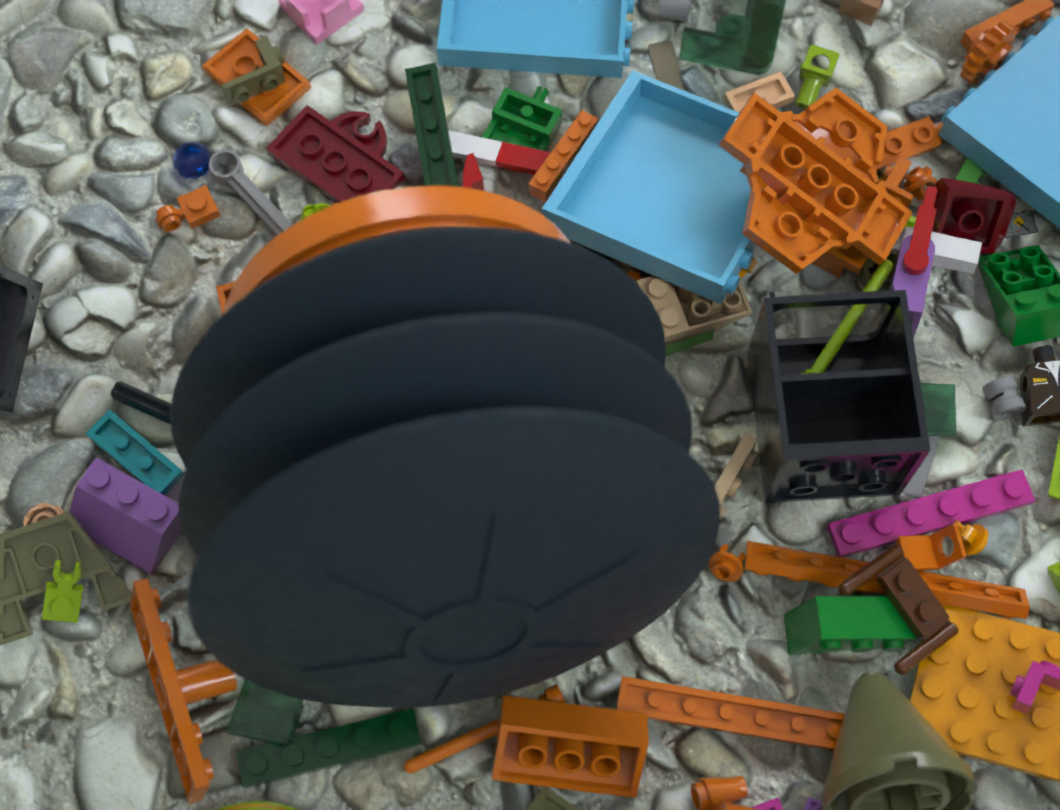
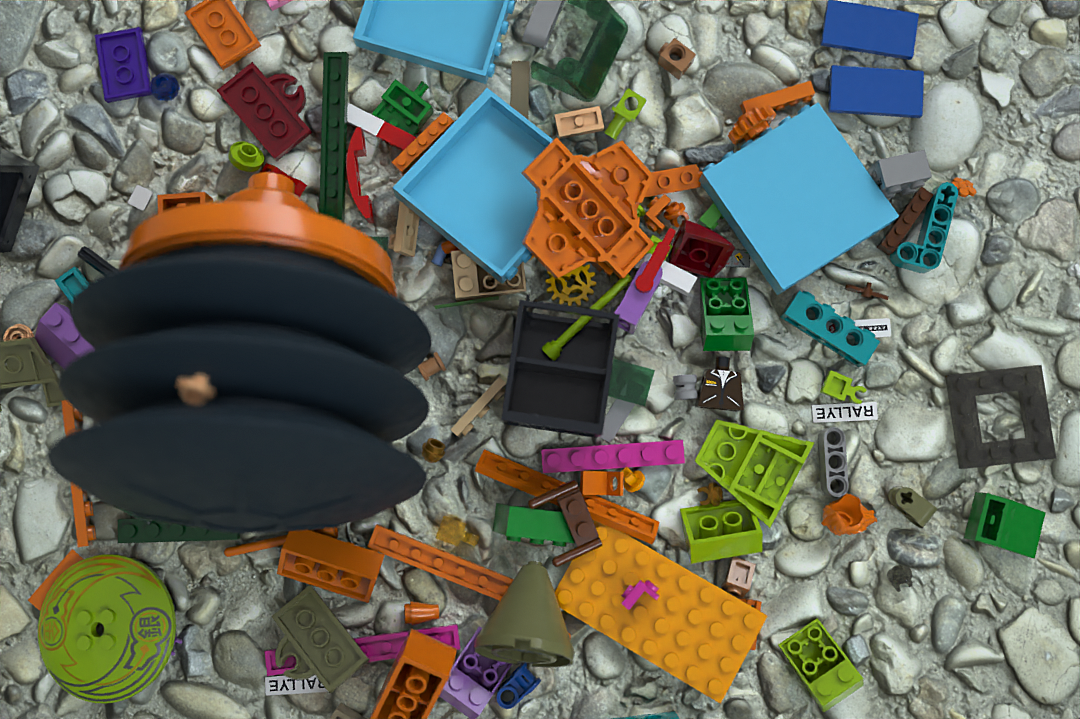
camera: 10 degrees right, 15 degrees up
(64, 596) = (20, 392): lime plate -> none
(130, 144) = (123, 64): none -> dark purple tile
(183, 306) = (140, 197): none -> white sticker
(196, 207) = (161, 125): orange plate -> none
(247, 190) = (209, 138): light grey piece -> none
(259, 80) = (222, 36): olive bracket -> none
(410, 400) = (195, 389): none -> light nougat plate
(726, 565) = (463, 465): orange plate -> none
(734, 665) = (454, 531): none -> clear yellow plate
(812, 282) = (580, 286): none -> yellow gear

